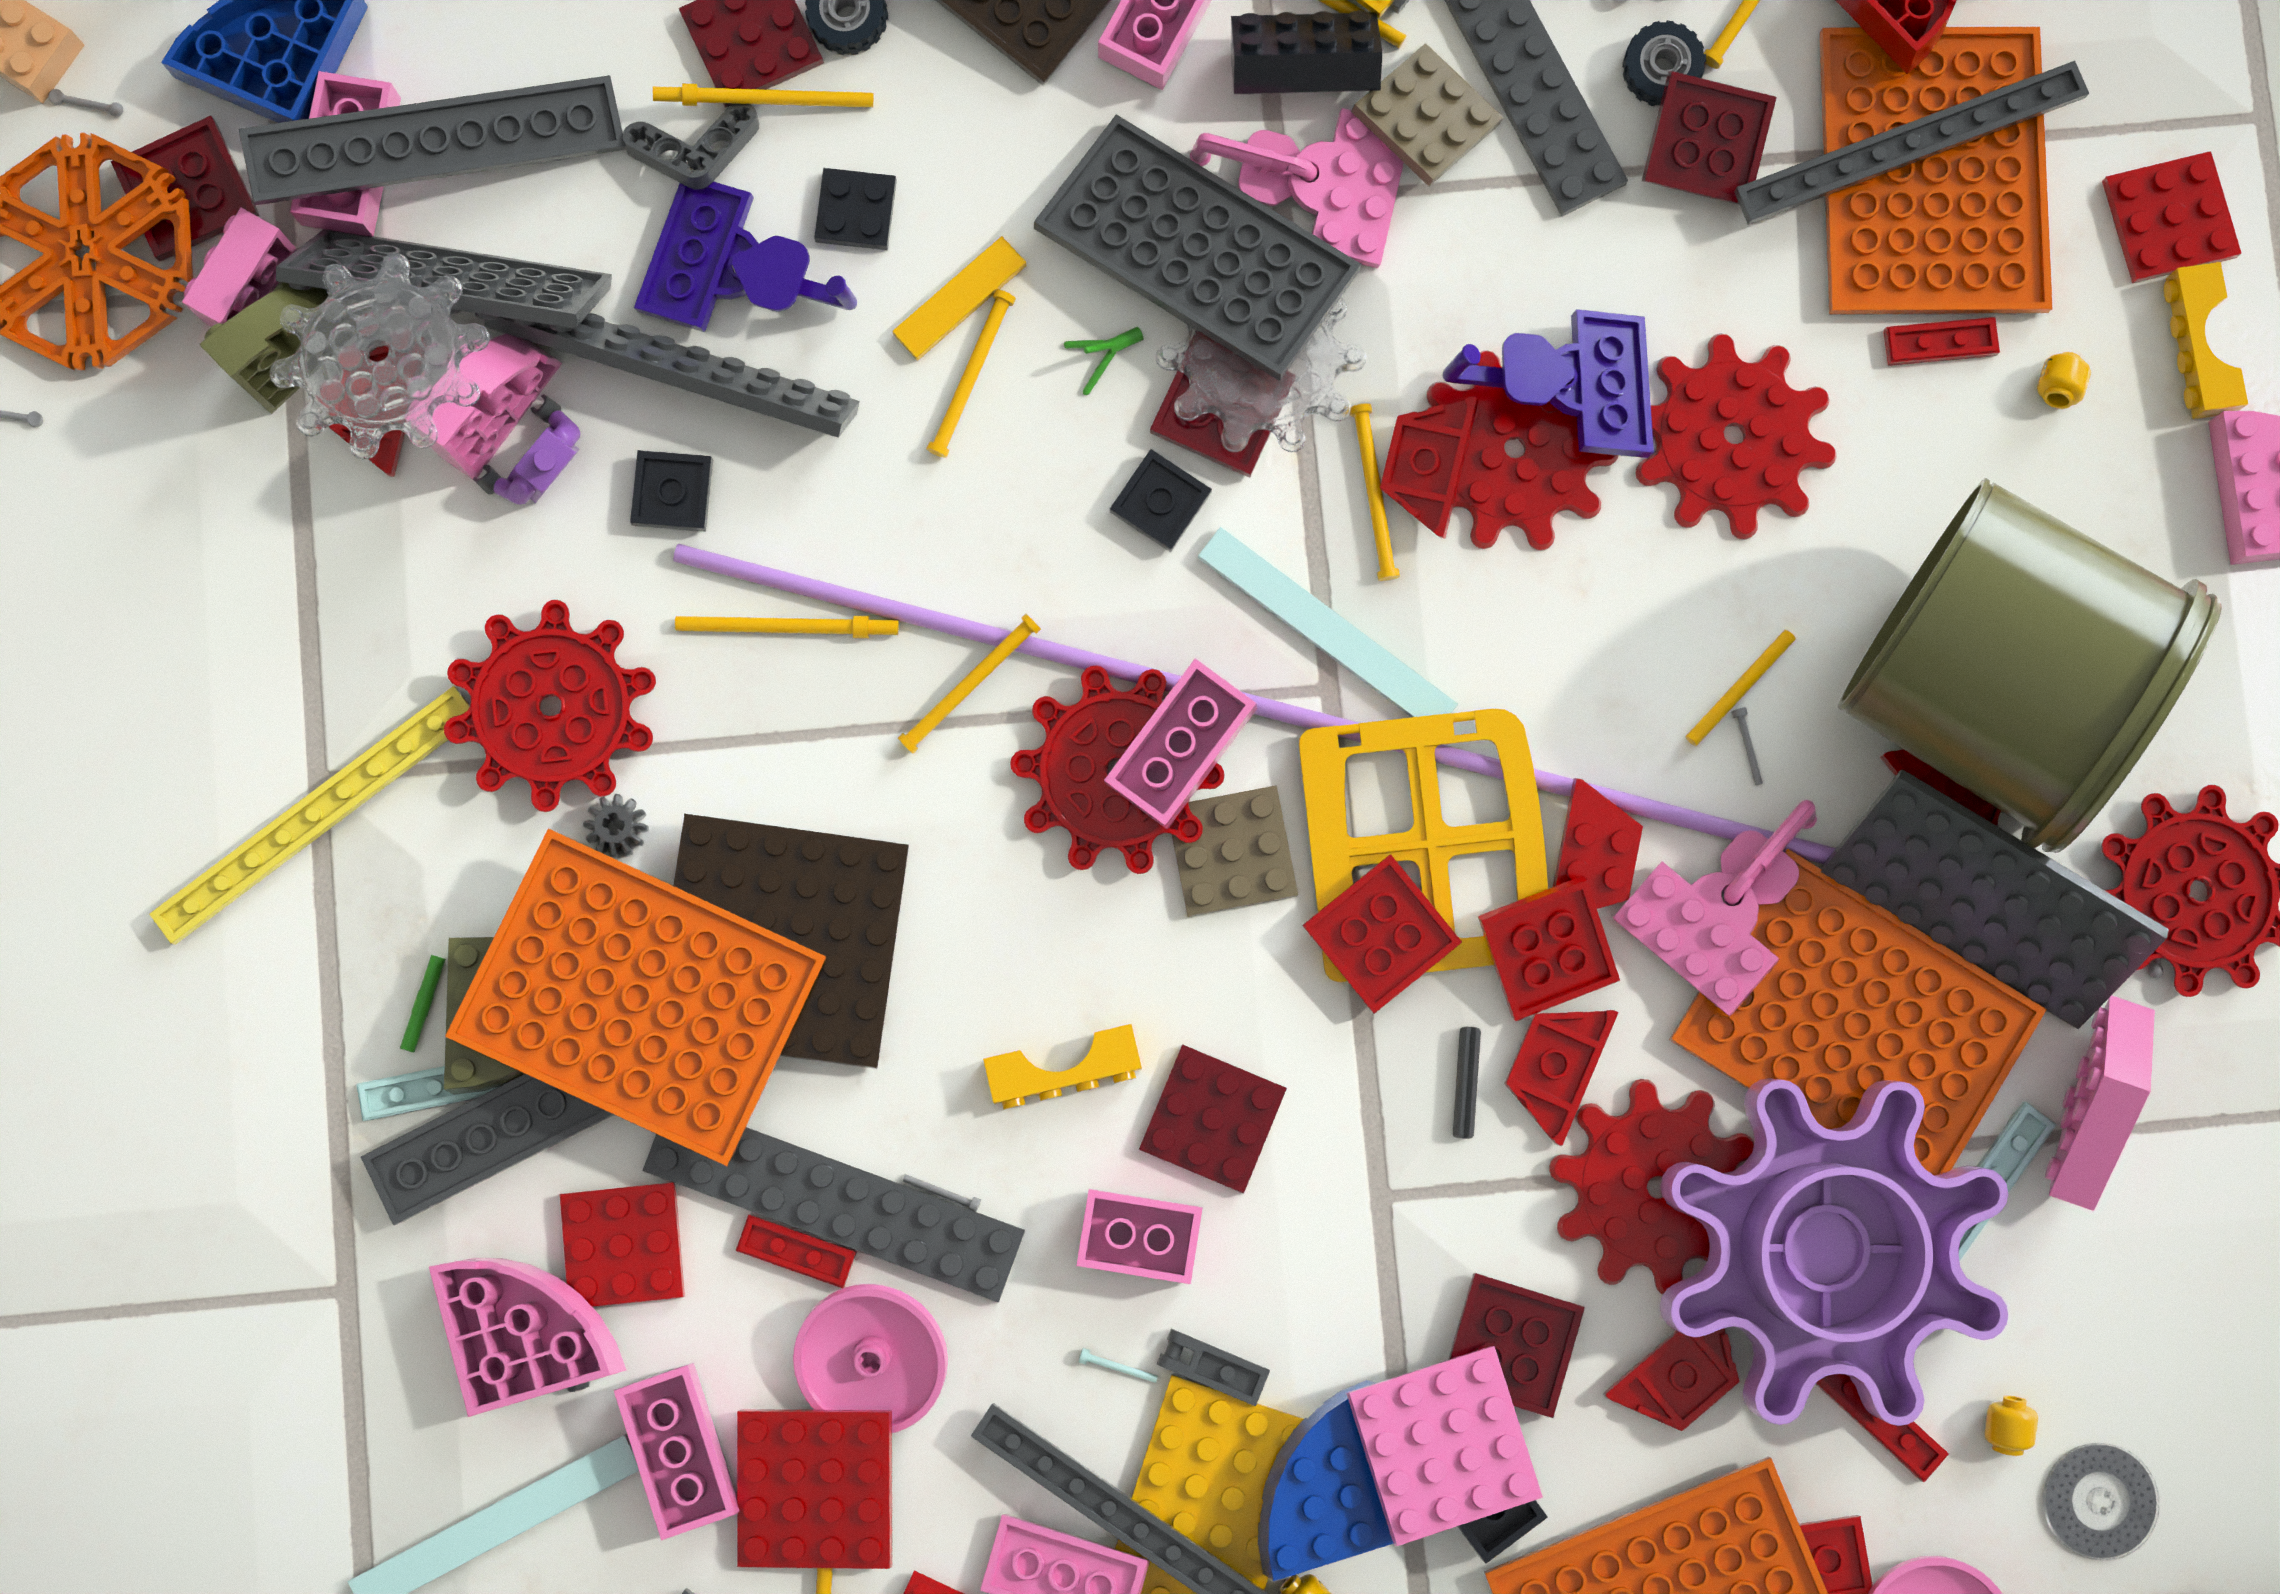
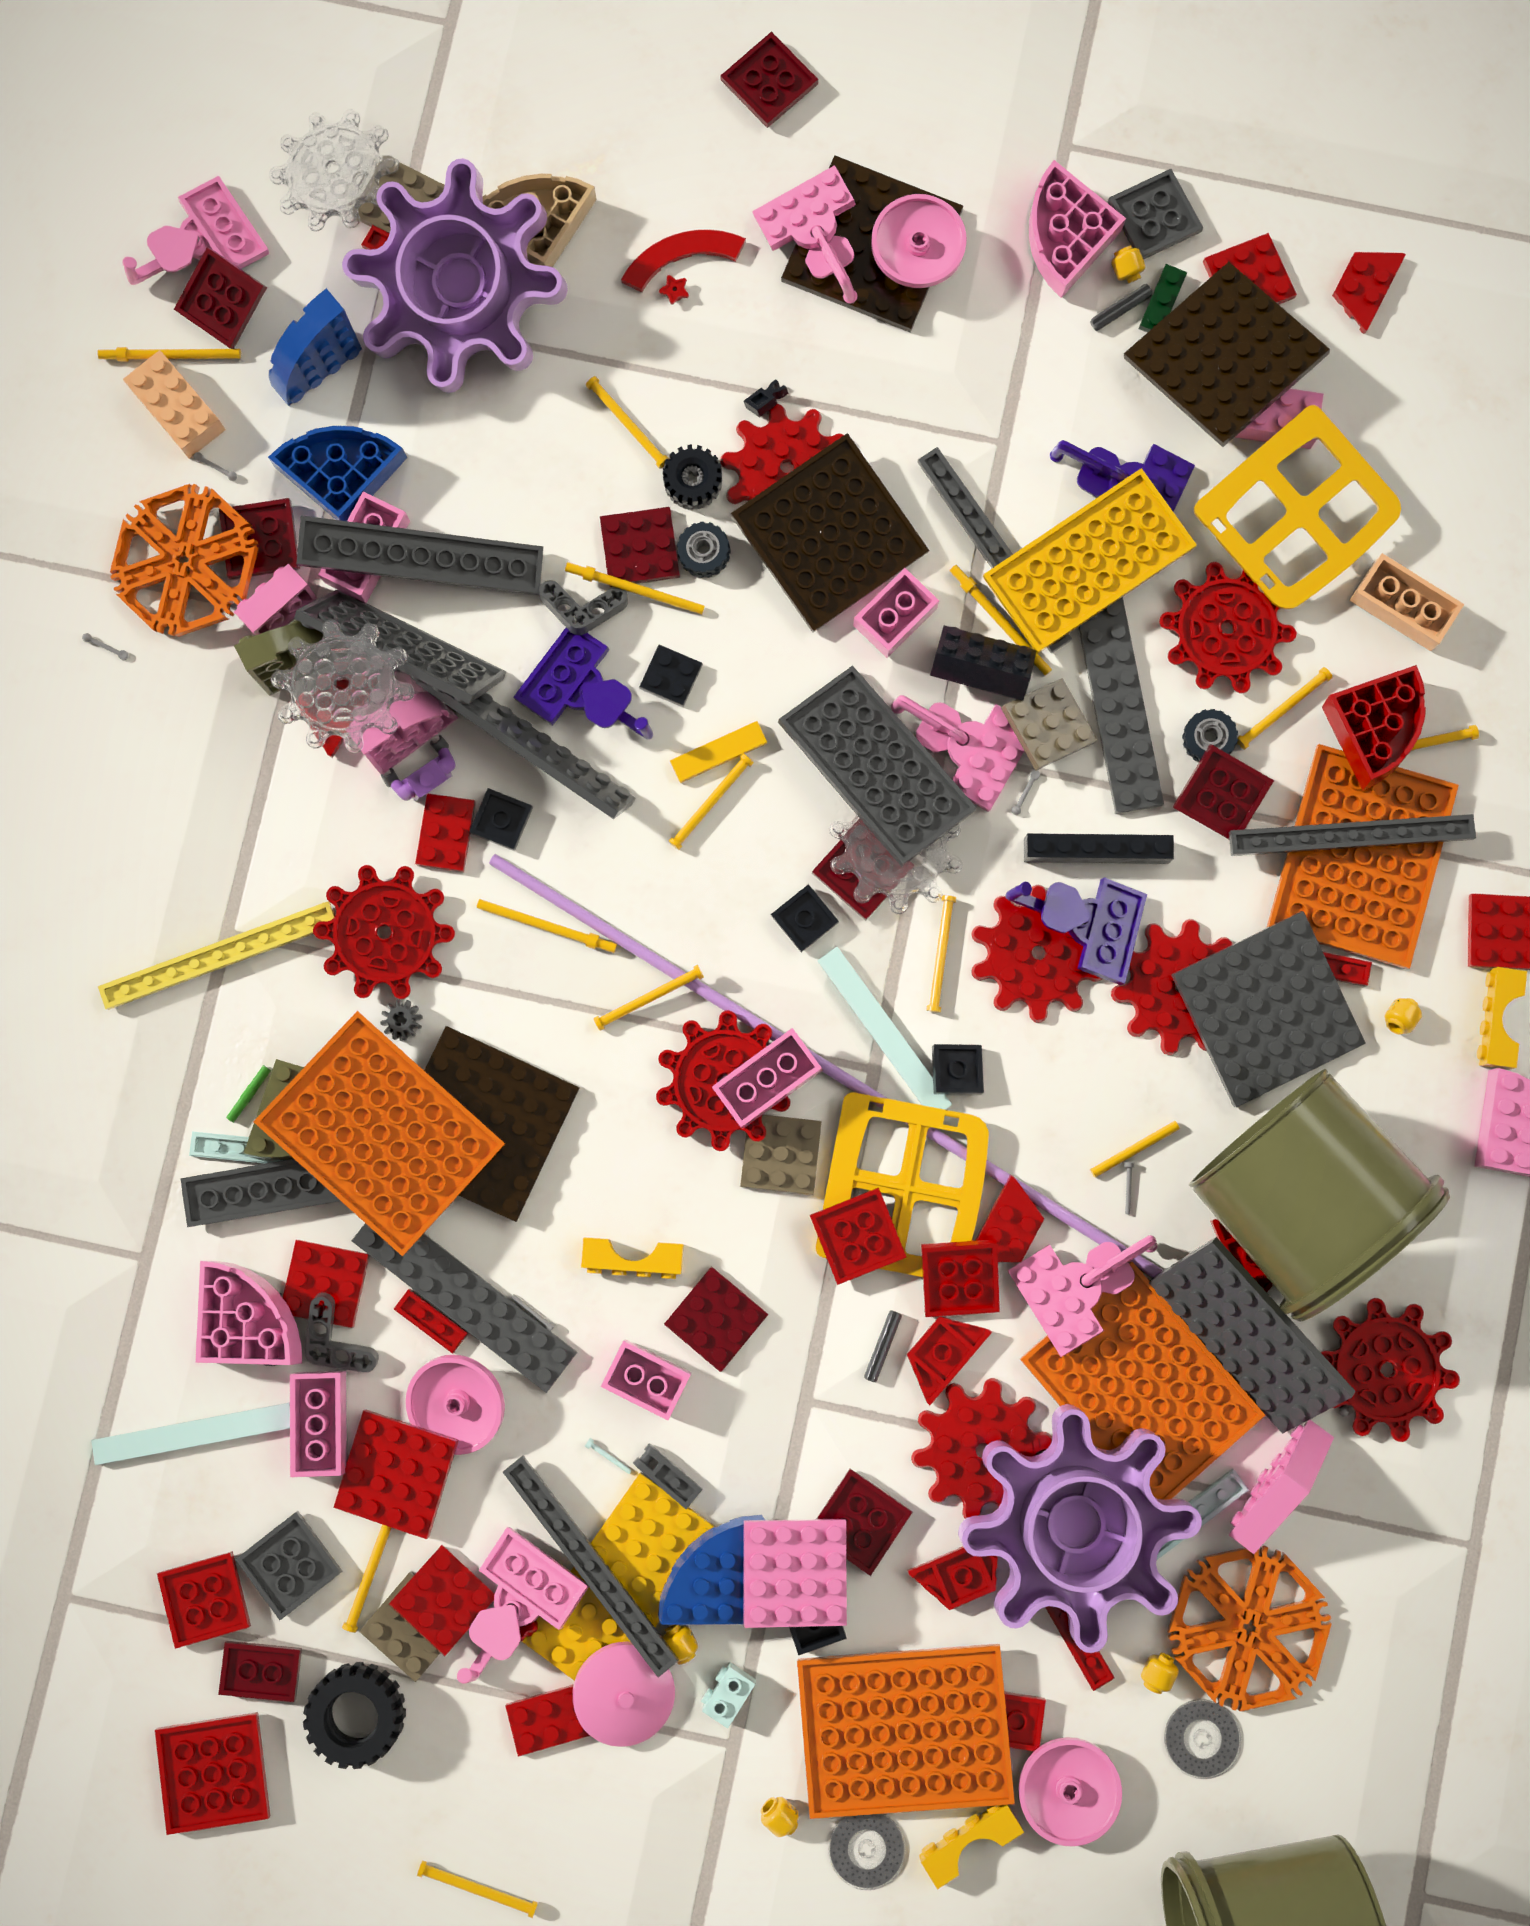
camera: 20 degrees right, 0 degrees up
(595, 535) = (445, 832): none -> red plate
(649, 1330) = (324, 1342): none -> dark grey beam
(1112, 345) = (804, 810): bright green plant -> none
(1428, 196) = (1034, 775): none -> light grey hinge
(1428, 461) = (980, 945): red wing -> none
(1450, 650) = (957, 1069): none -> black plate
(1554, 271) = (1098, 848): none -> black brick
(1869, 428) = (1268, 1009): none -> dark grey plate
(2142, 1334) = (1262, 1641): none -> orange plate

